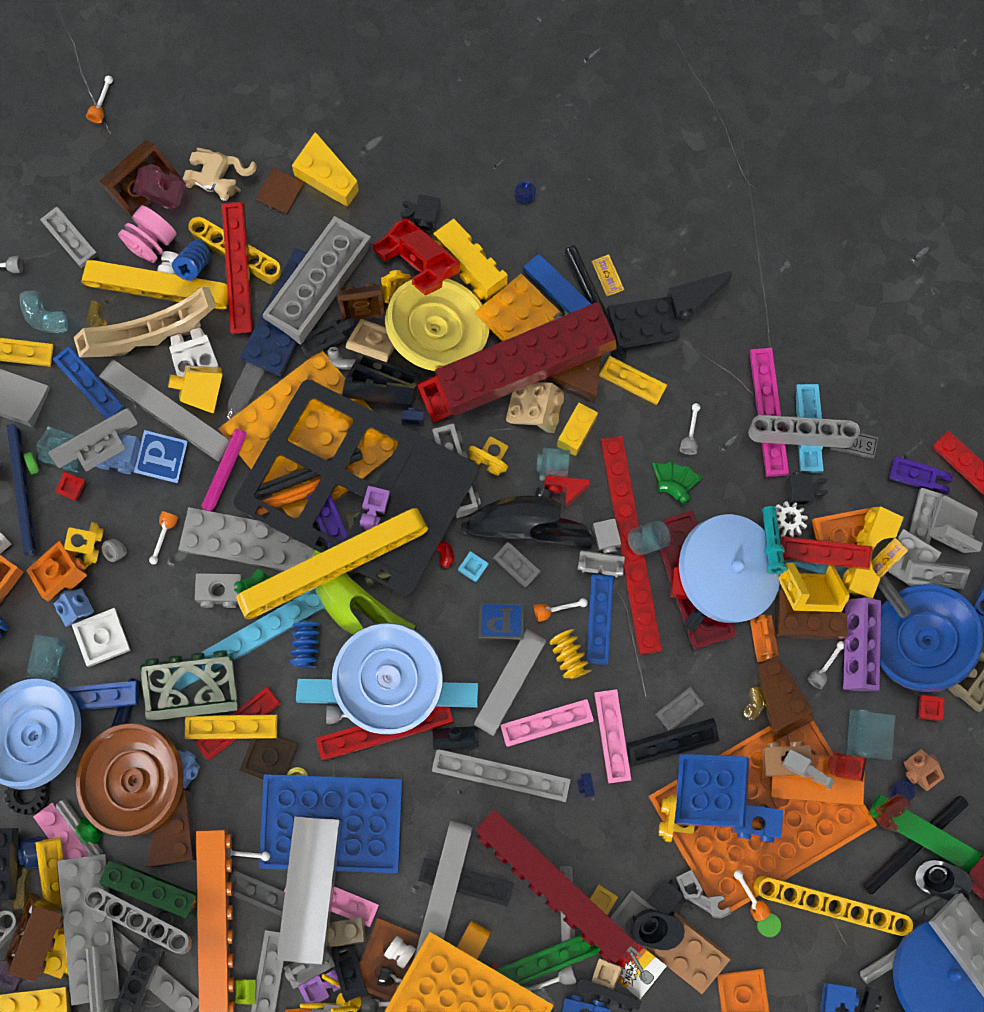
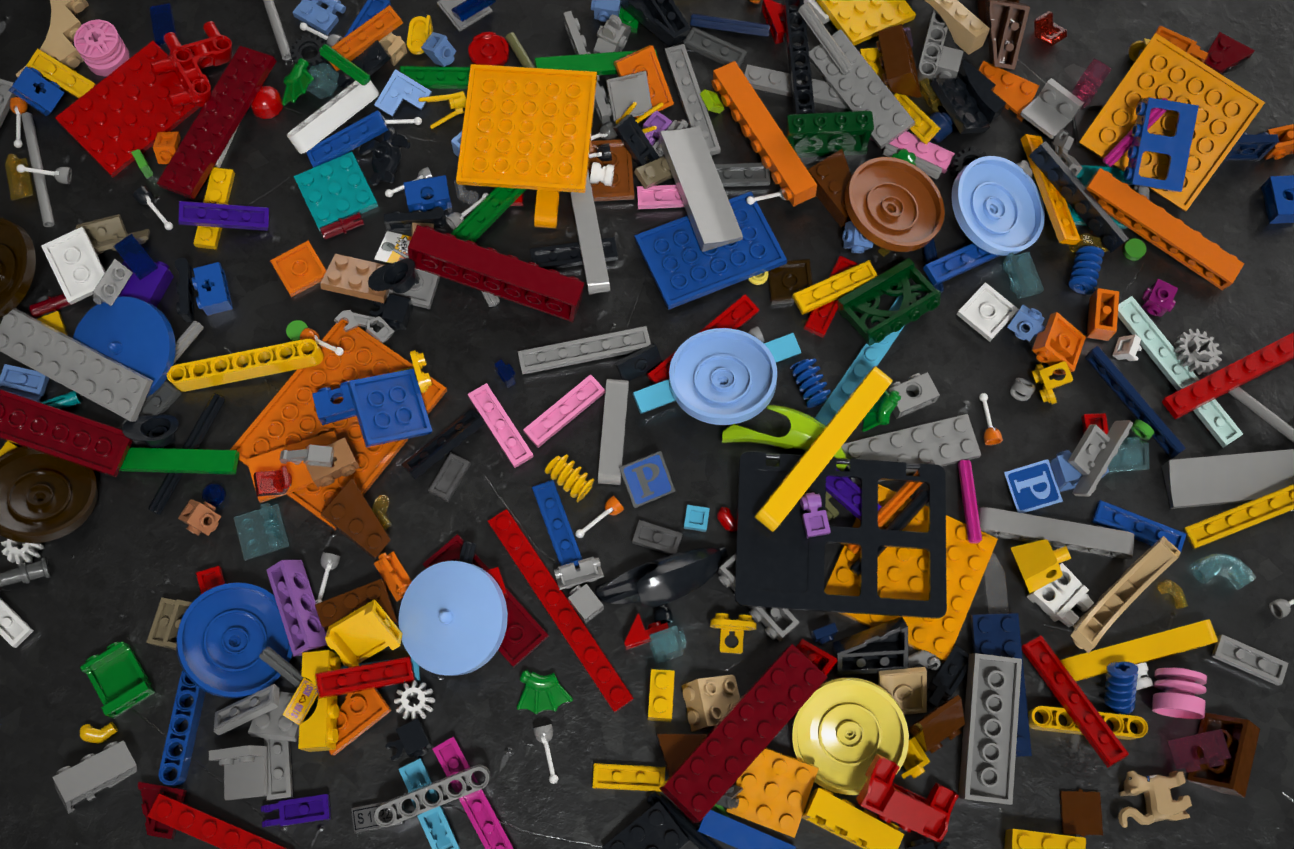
camera: 155 degrees right, 5 degrees down
(130, 912) = (814, 97): light grey beam -> none
(603, 899) = (450, 291): yellow tile -> none
(649, 537) = (543, 614): clear light blue wheel -> none
(774, 550) = (415, 653): teal pin -> none
(892, 808) = (218, 459): clear red bracket -> none

